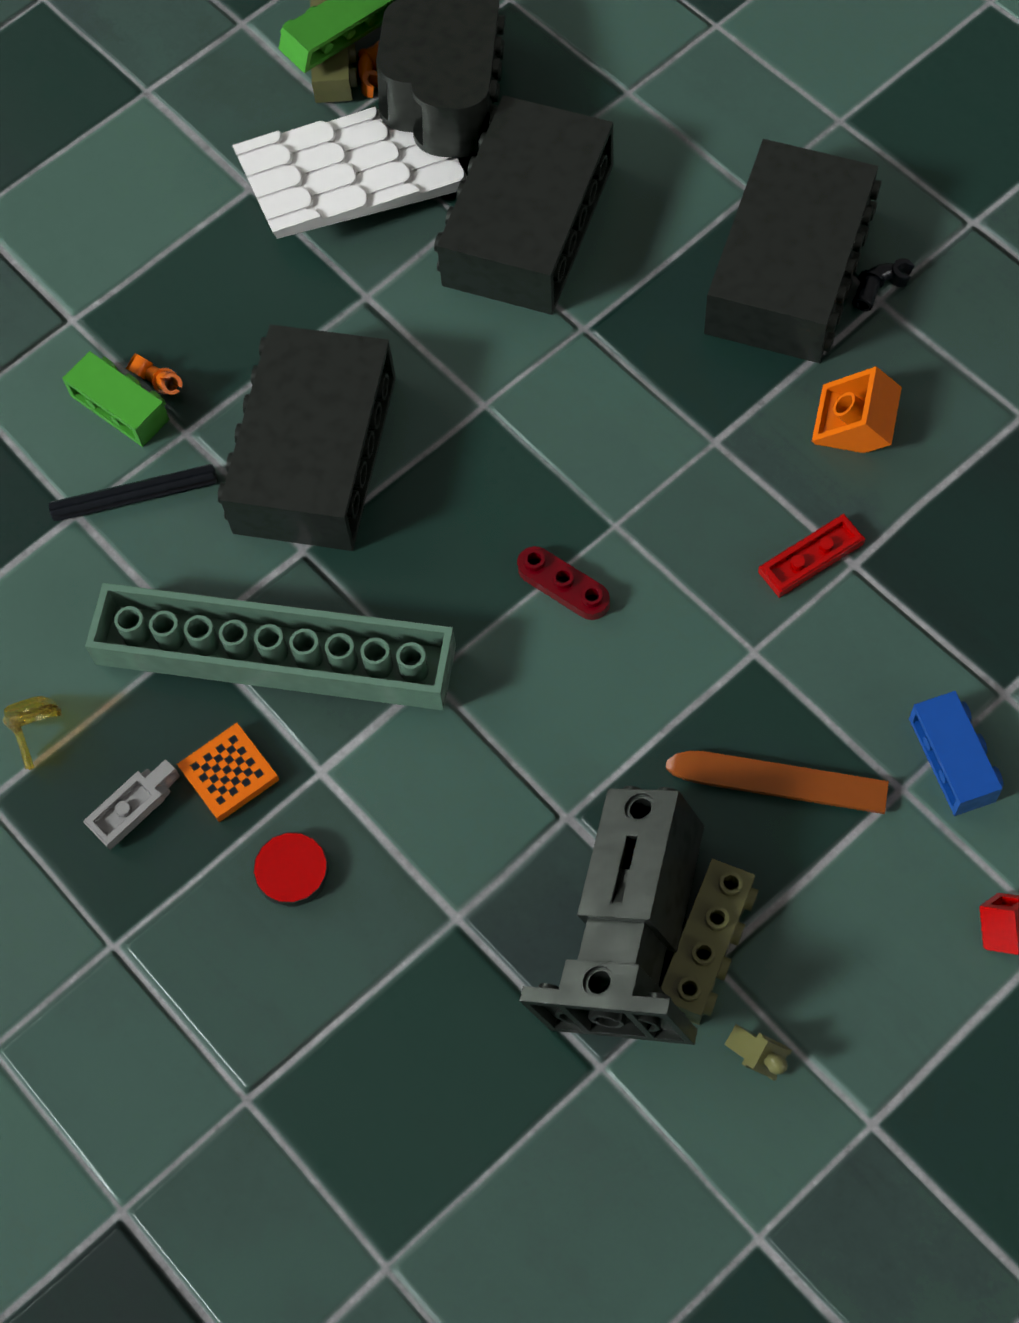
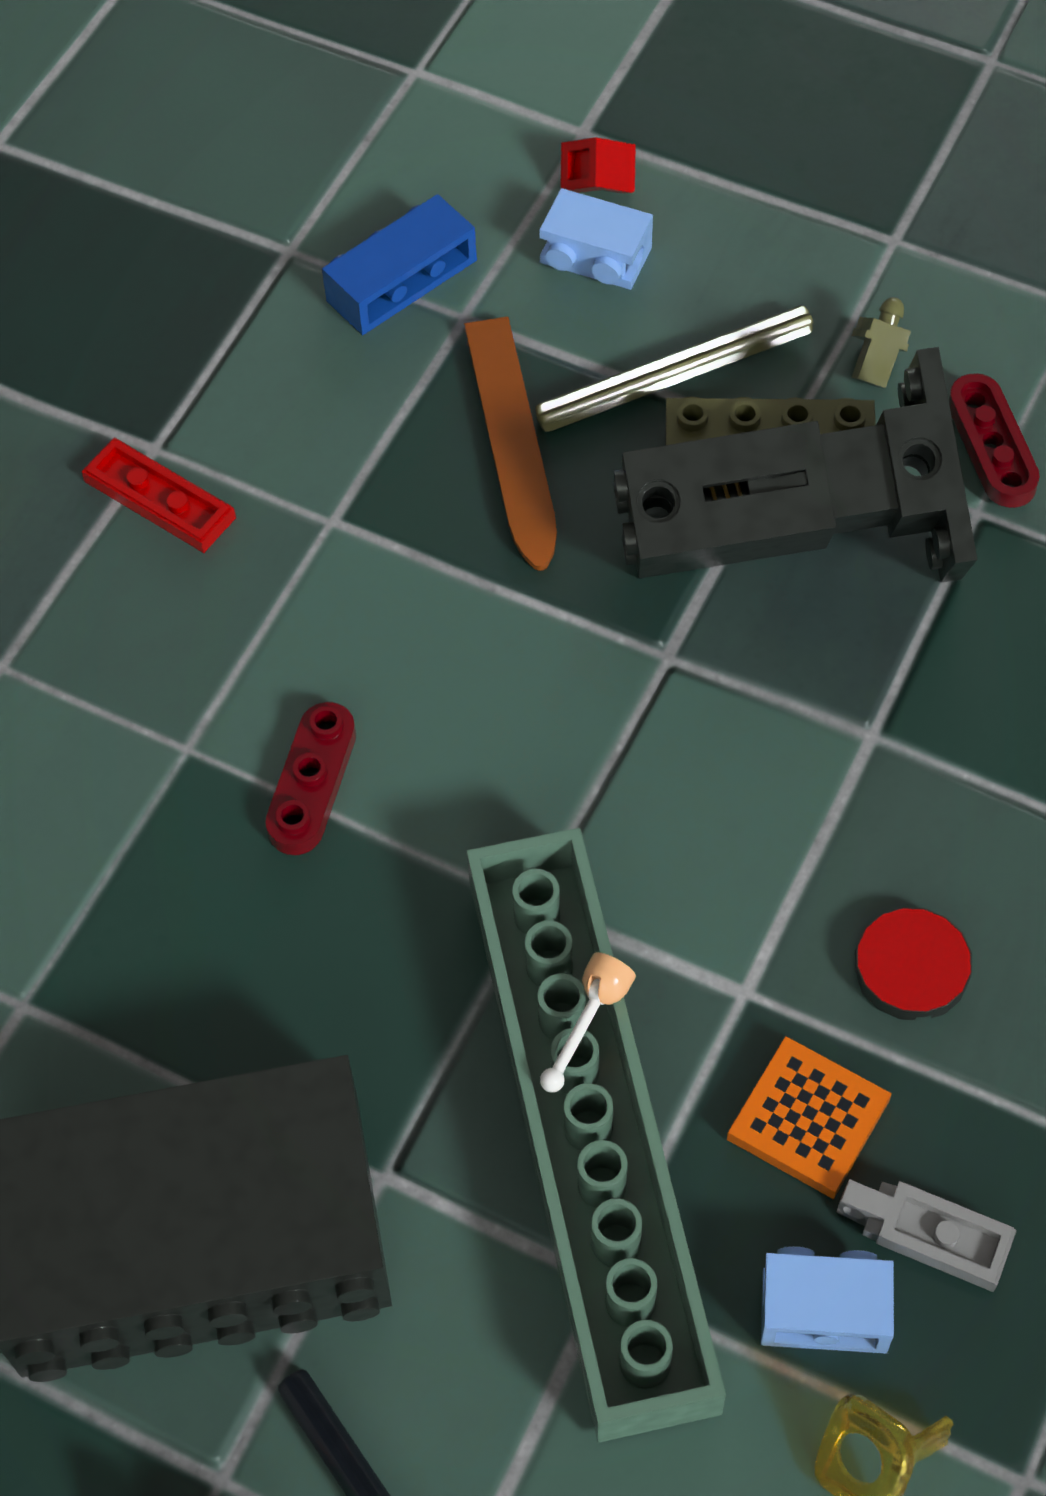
camera: 115 degrees left, 5 degrees down
(119, 732) = (827, 1301): none -> light blue brick
(329, 664) = (604, 982): none -> hinge
(667, 1093) = (993, 424): none -> dark red plate
(798, 912) = (673, 368): none -> axle
(934, 893) = (596, 238): none -> light blue brick

